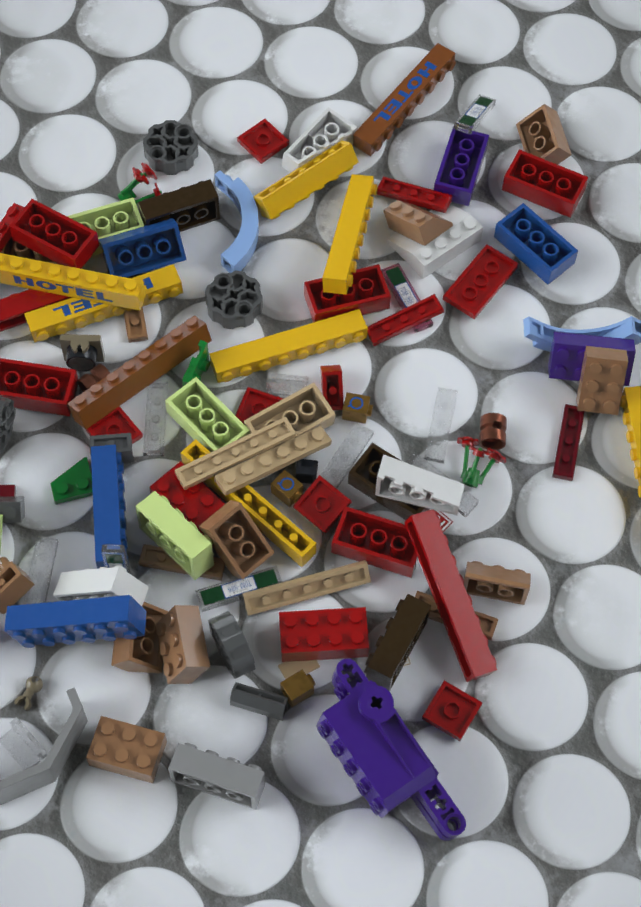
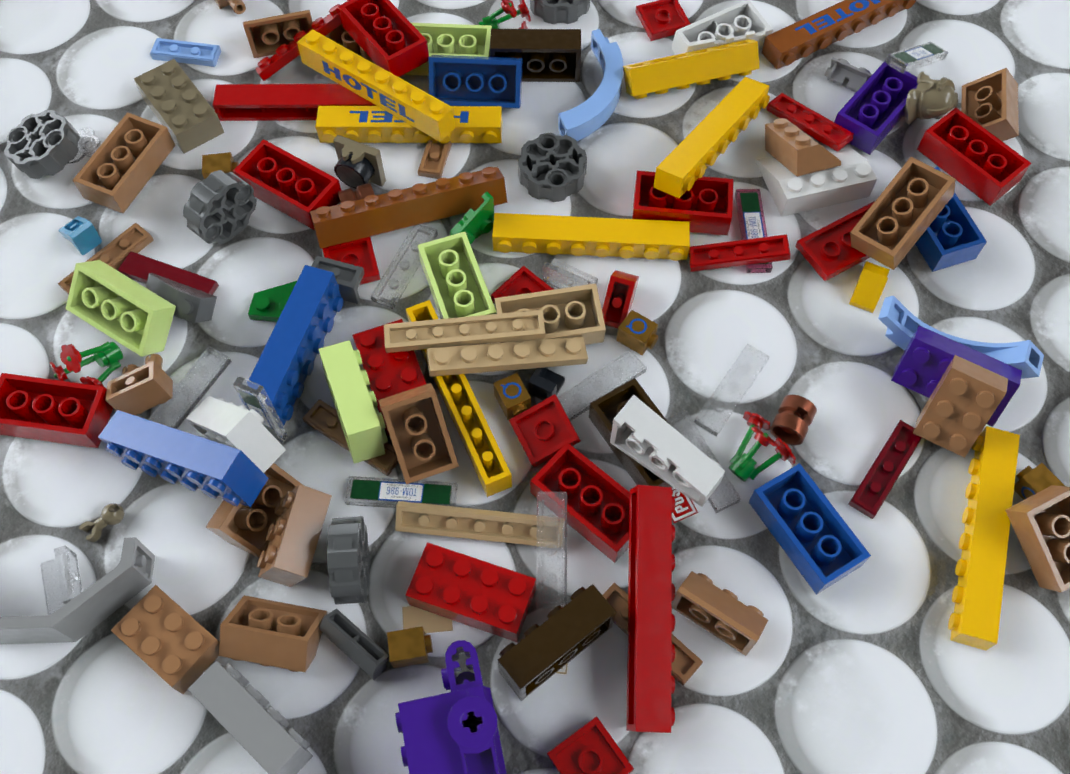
camera: 25 degrees right, 0 degrees up
(198, 717) = (271, 633): none -> medium nougat slope
(366, 584) = (551, 550): none -> clear tile
(422, 142) = (842, 70): none -> light grey hinge
(498, 147) = (930, 99): none -> dark tan helmet
(507, 312) = (869, 286): none -> yellow slope
(512, 250) = (902, 212): none -> medium nougat brick
(532, 503) = (808, 528): none -> blue brick

